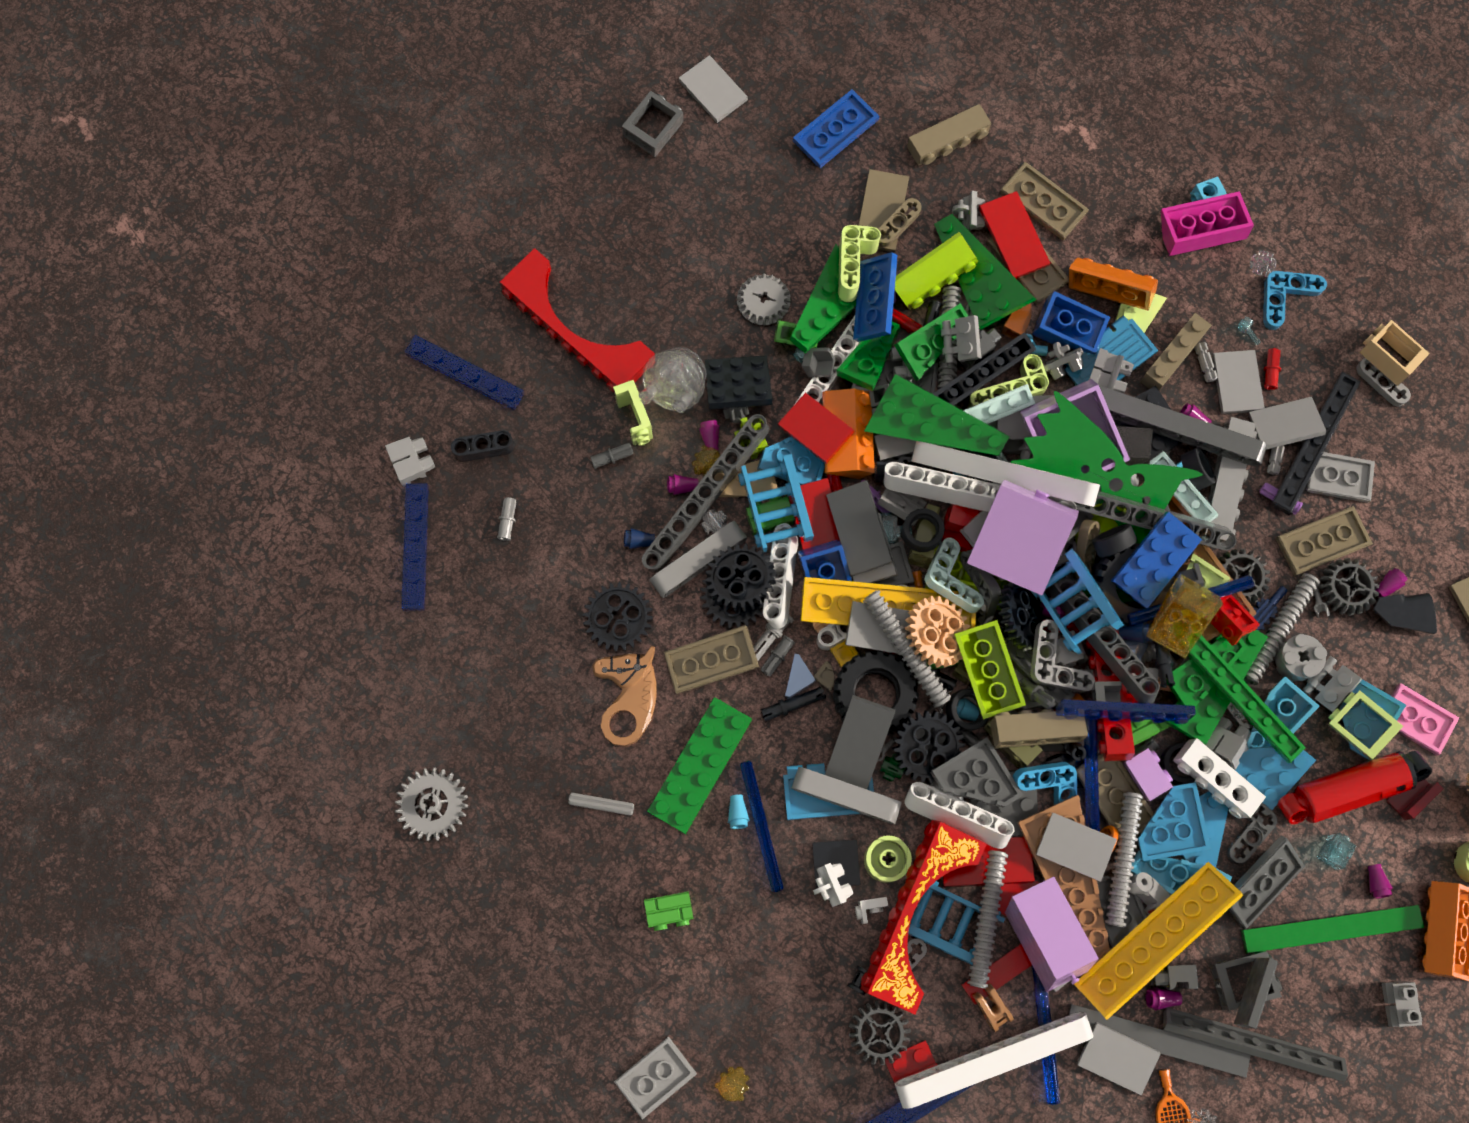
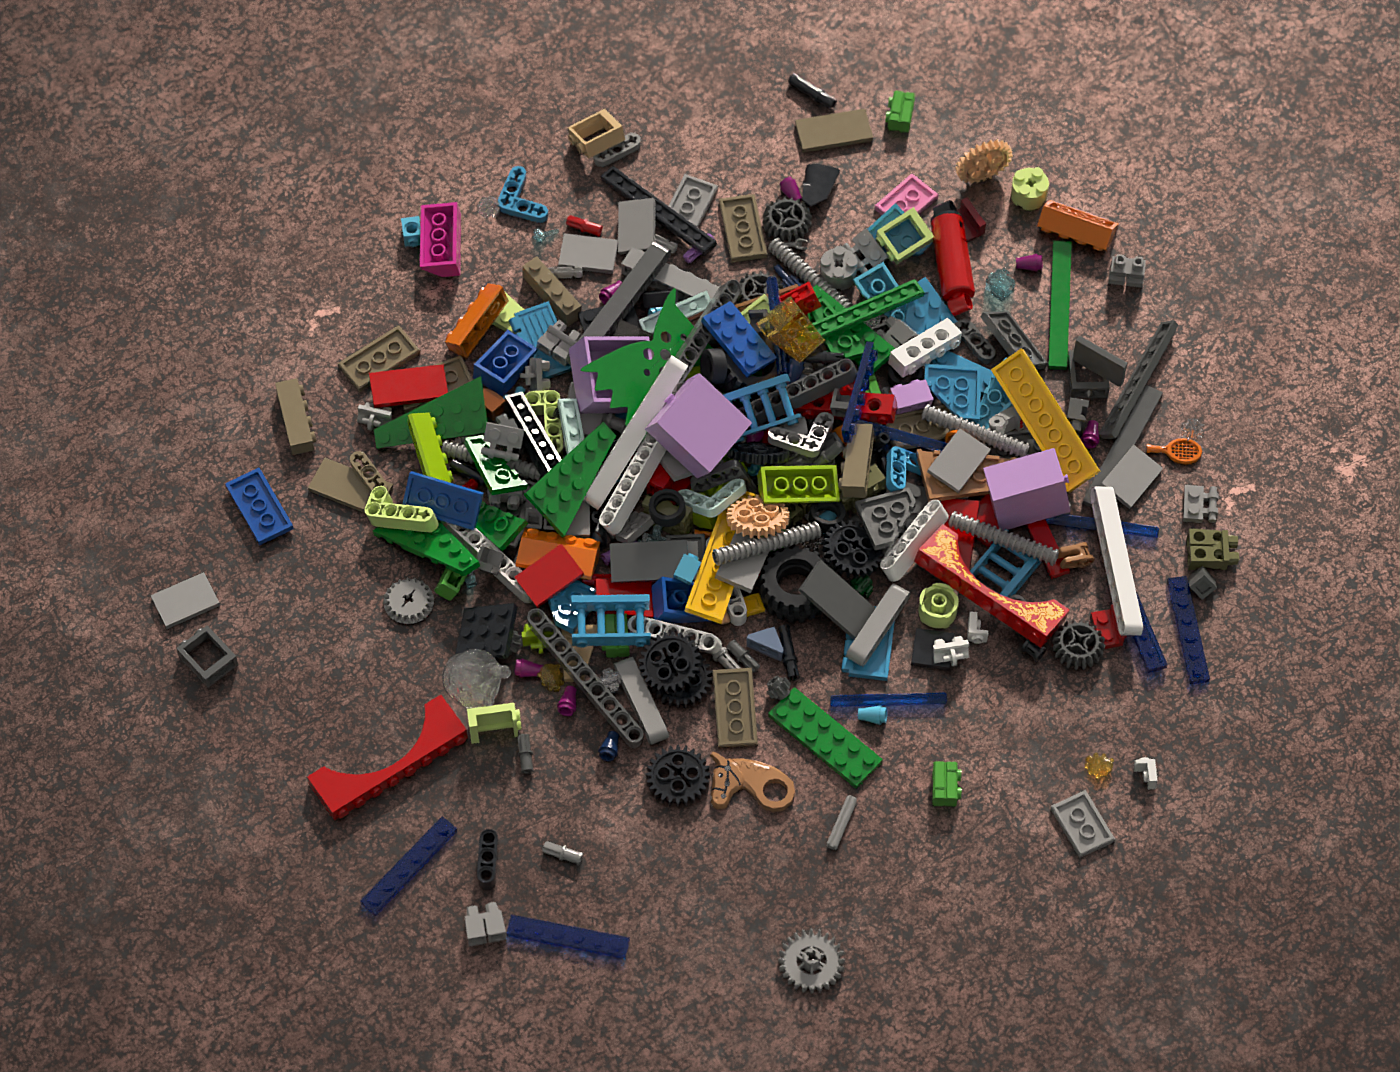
camera: 75 degrees left, 15 degrees down
(745, 701) = (778, 688): none -> dark grey gear
(825, 676) = (768, 622): dark tan tile -> none
(856, 569) = (687, 568): none -> medium azure brick

